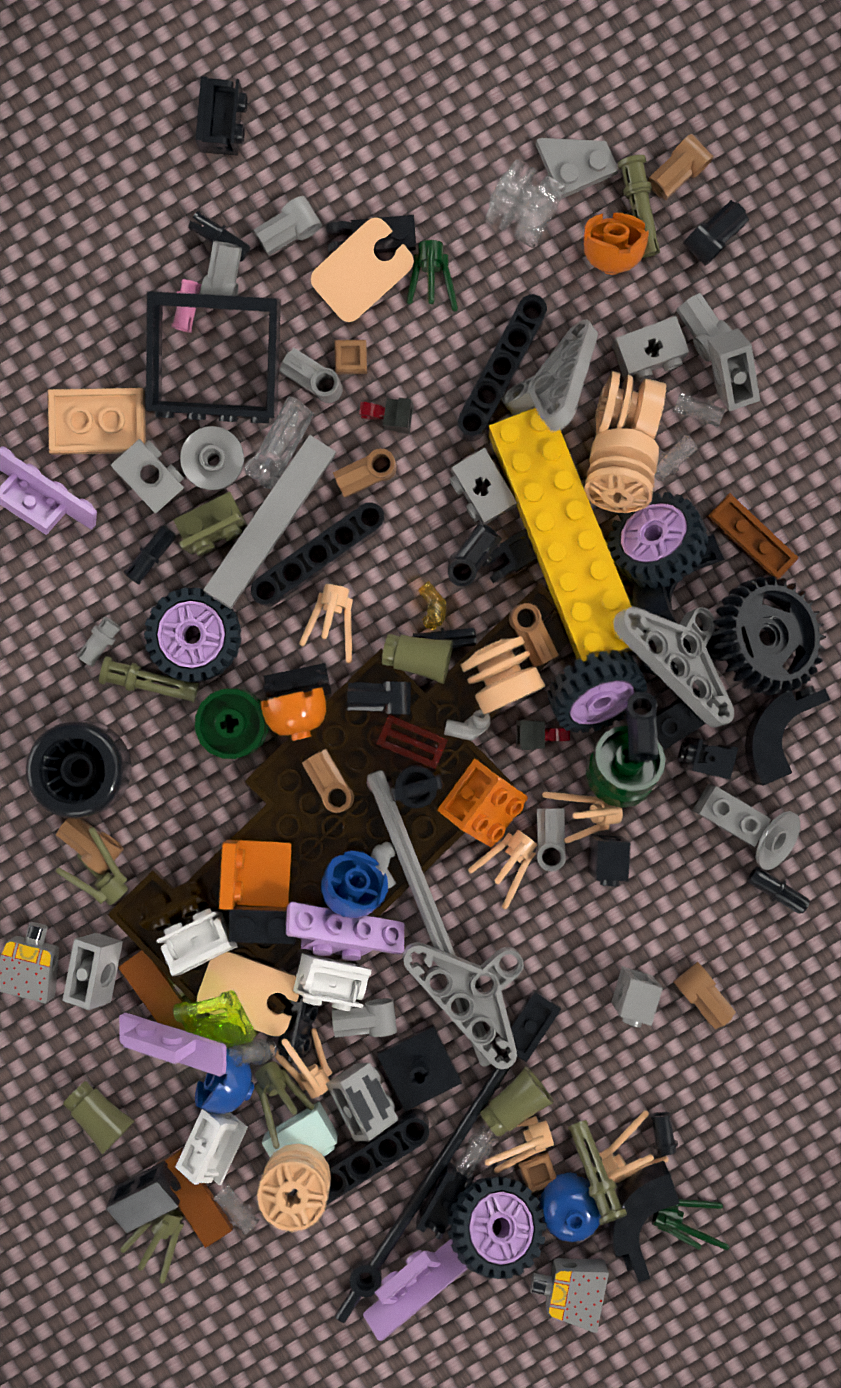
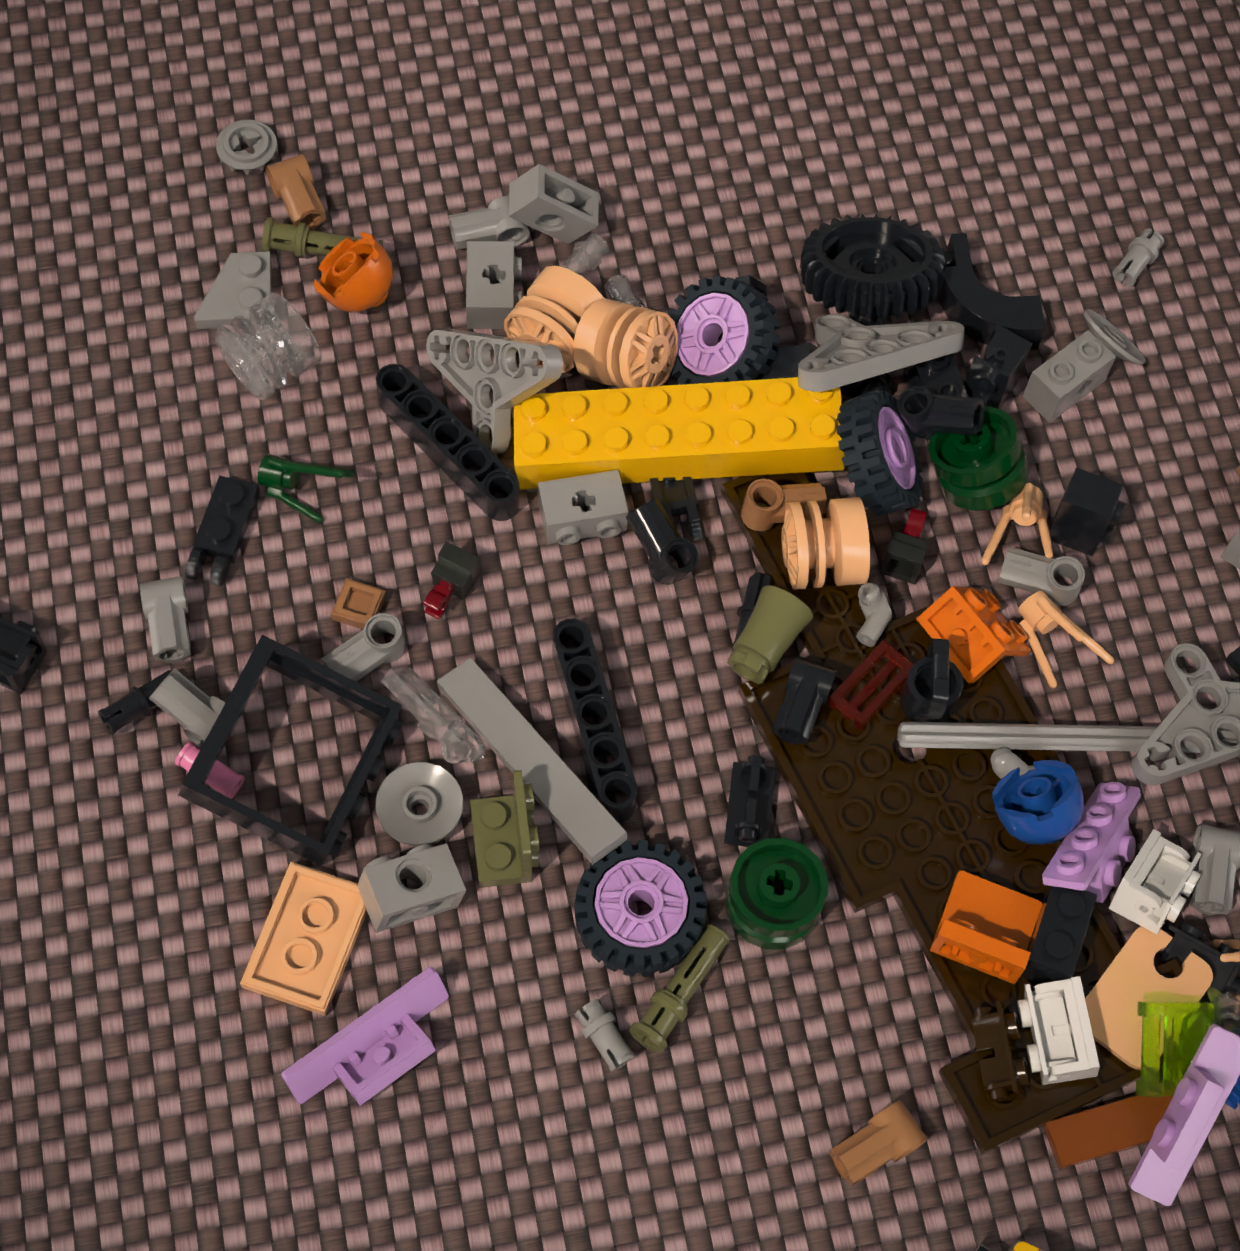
camera: 75 degrees left, 25 degrees down
(55, 776) = (784, 1073): black wheel -> none
(92, 971) = (1061, 1194): light grey brick -> none
(108, 886) = (946, 1135): olive plant -> none
(150, 554) = (513, 927): black axle -> none
(295, 713) = (792, 799): orange cylinder -> none
(327, 779) = (890, 795): medium nougat piece -> none
(333, 601) = (660, 721): light nougat plant -> none
(353, 274) = (262, 563): light nougat piece -> none
(361, 473) = (511, 631): medium nougat piece -> none
(436, 606) = (706, 609): clear yellow arm -> none
(706, 97) = (253, 134): none -> light grey gear
(711, 237) = (388, 186): black piece -> none
(752, 537) = (751, 256): dark orange tile -> none
(778, 890) = (1171, 361): black axle -> none

